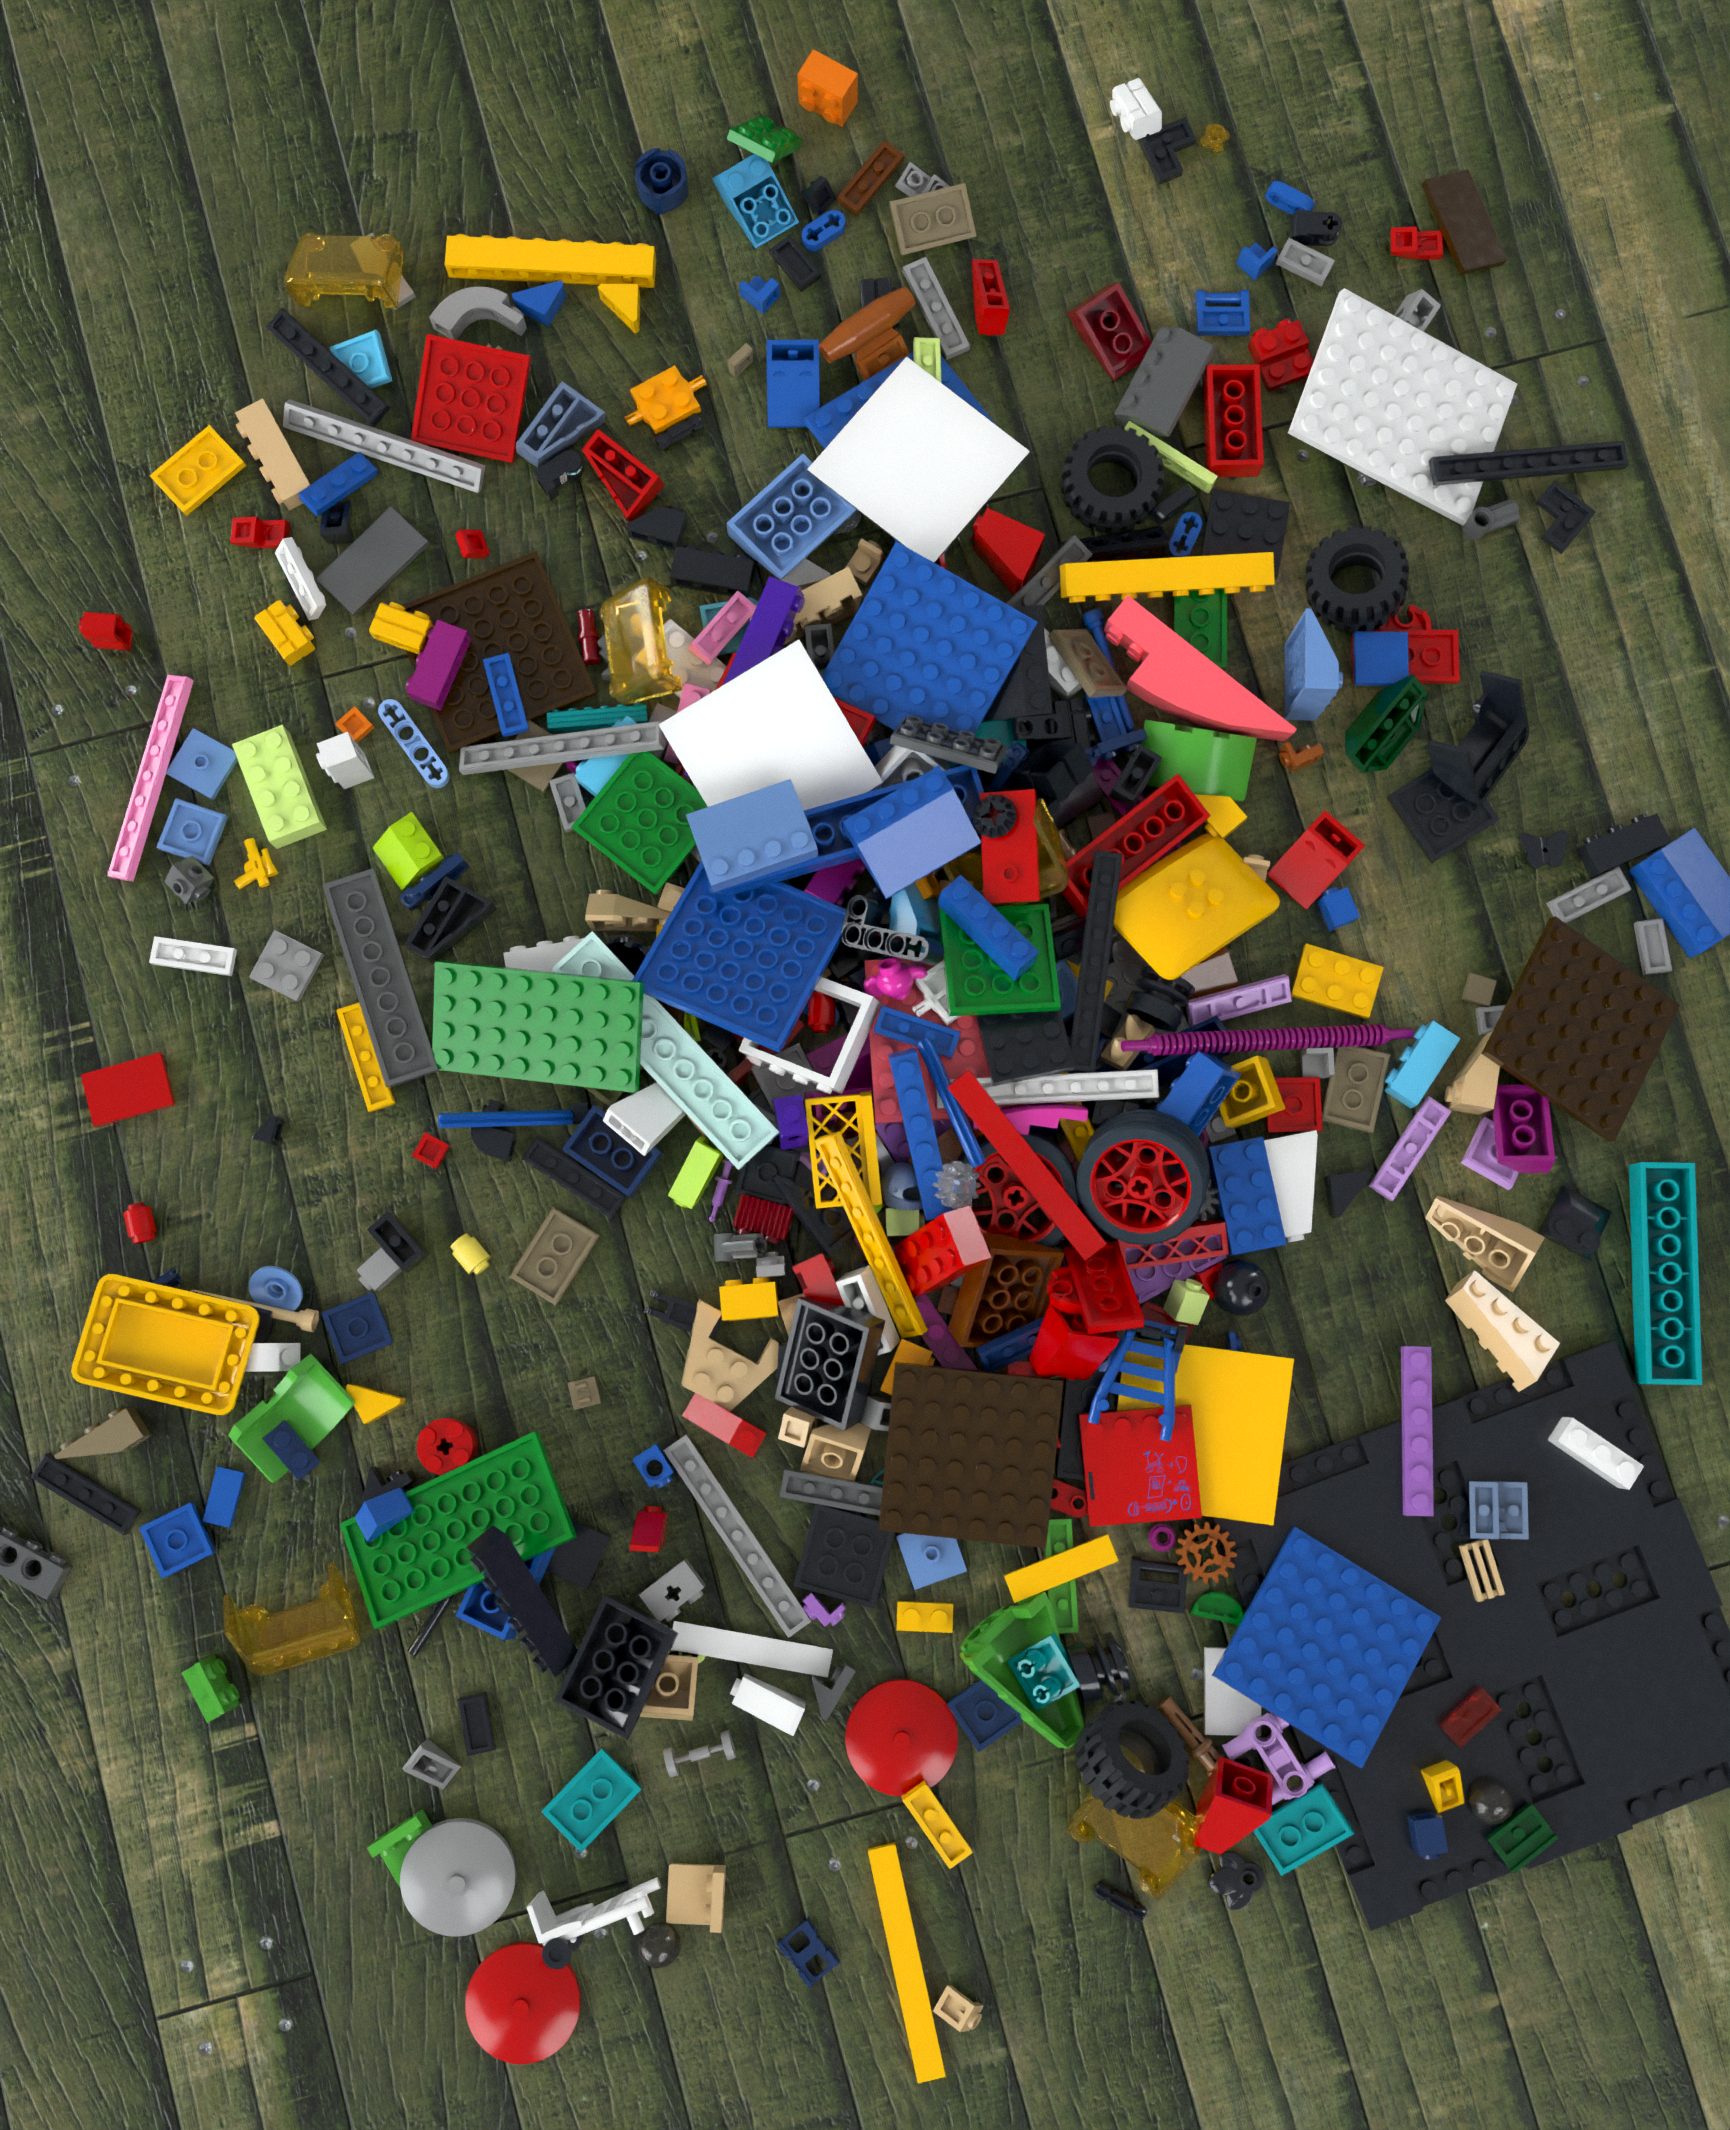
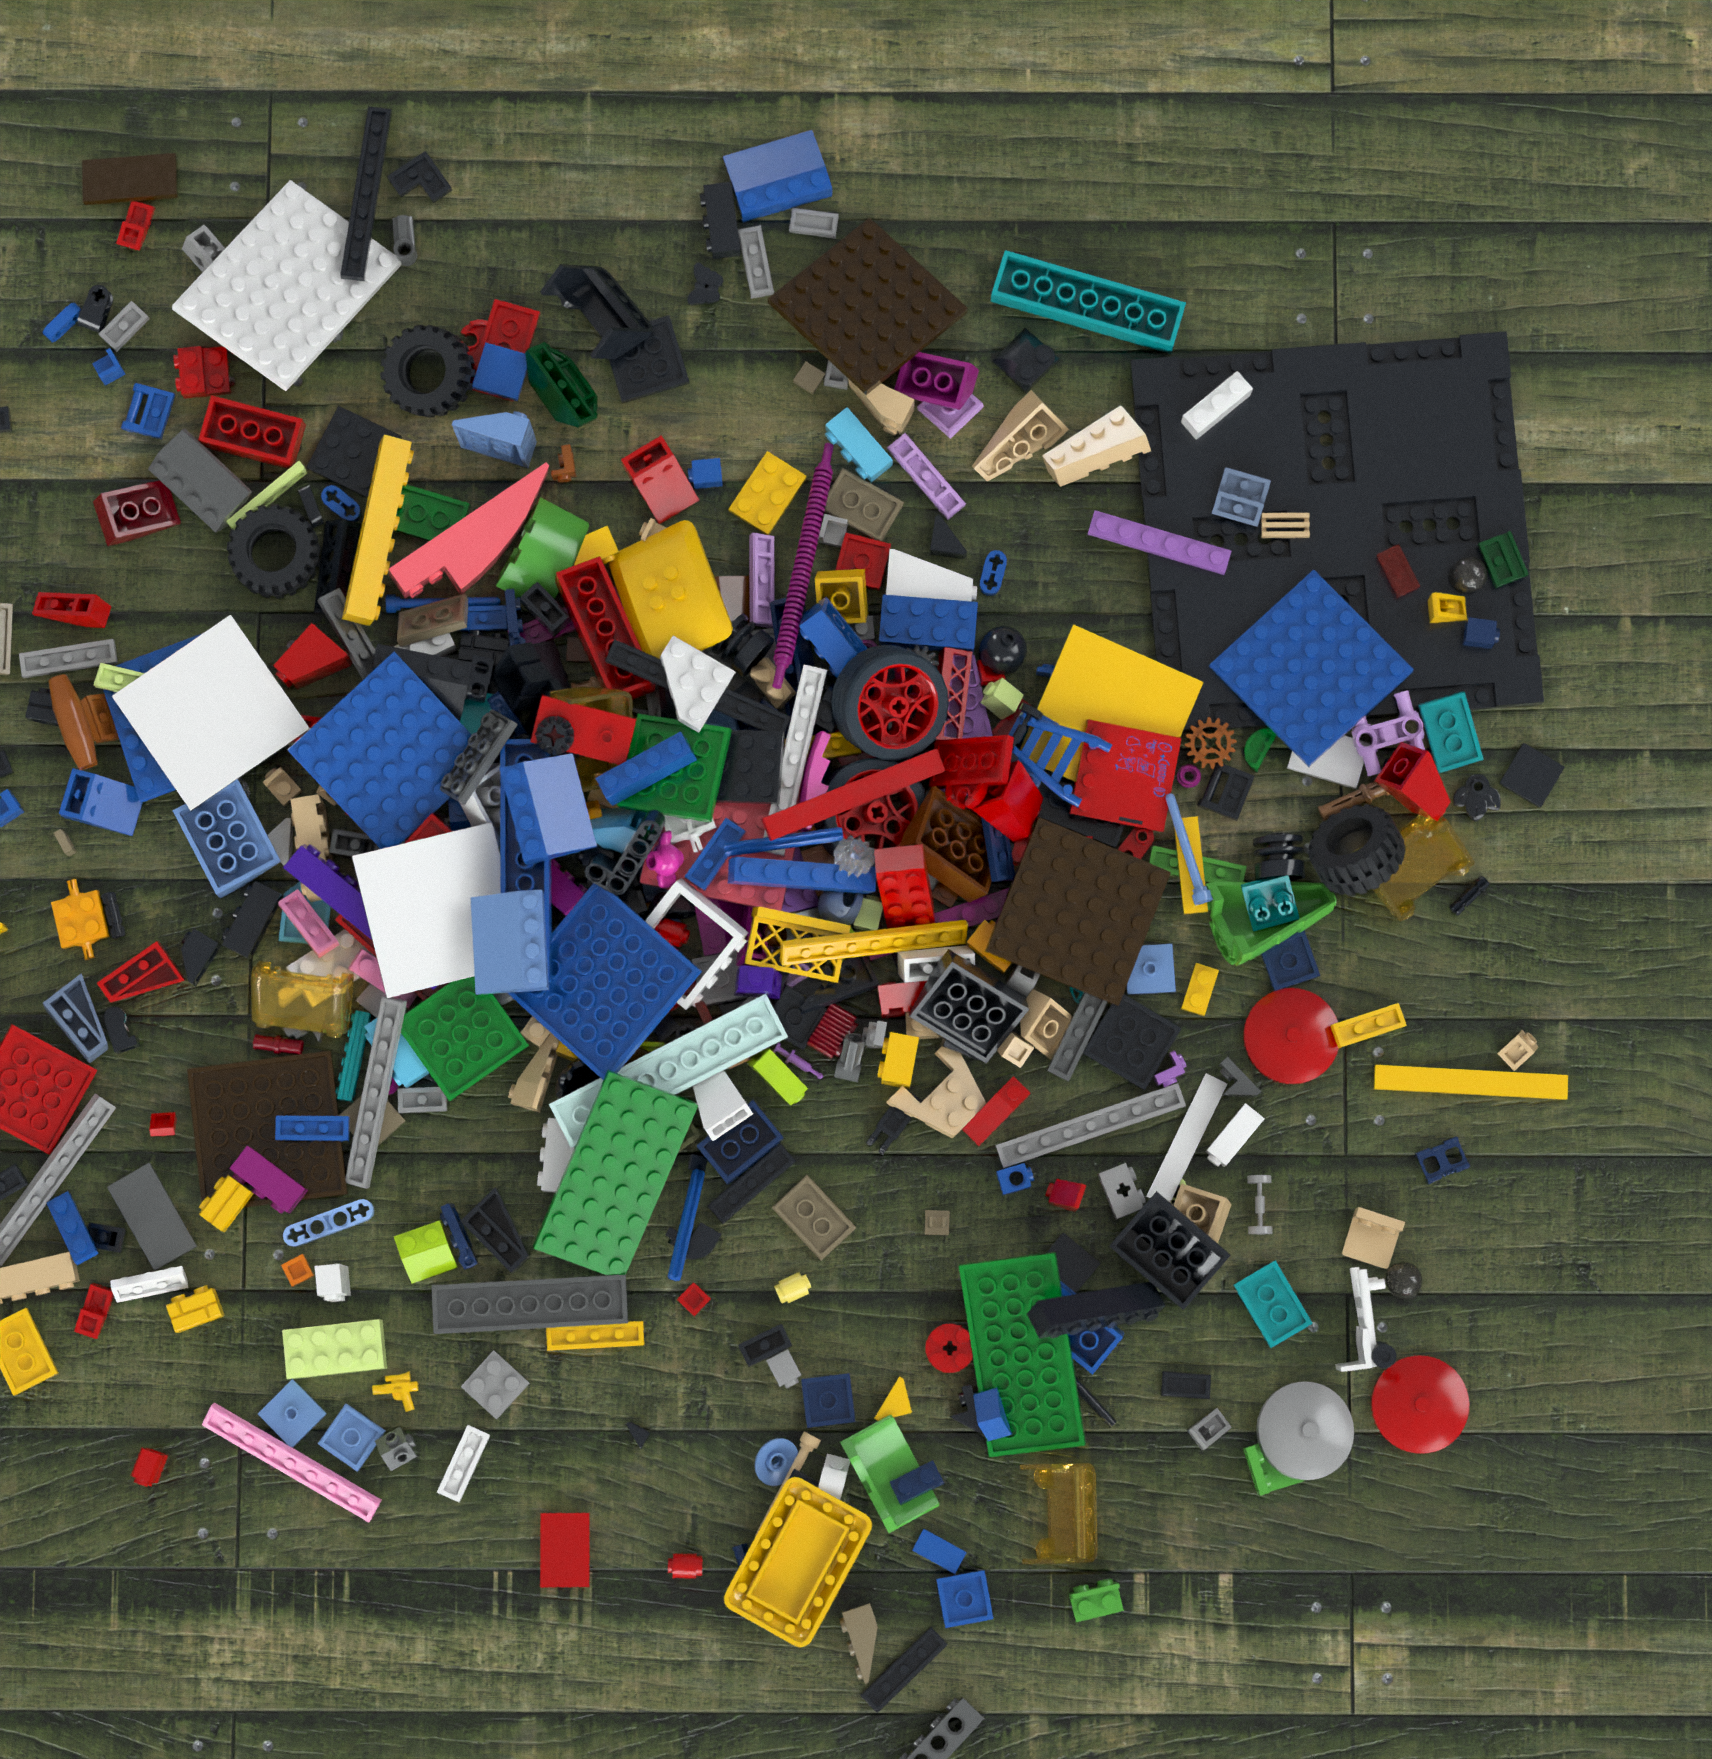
camera: 70 degrees left, 0 degrees up
(1031, 1589) = (1200, 892): none -> medium blue piece
(1101, 953) = (693, 682): none -> white plate
(1280, 1937) = (1531, 775): none -> black tile
(1324, 1246) = (987, 571): none -> blue beam

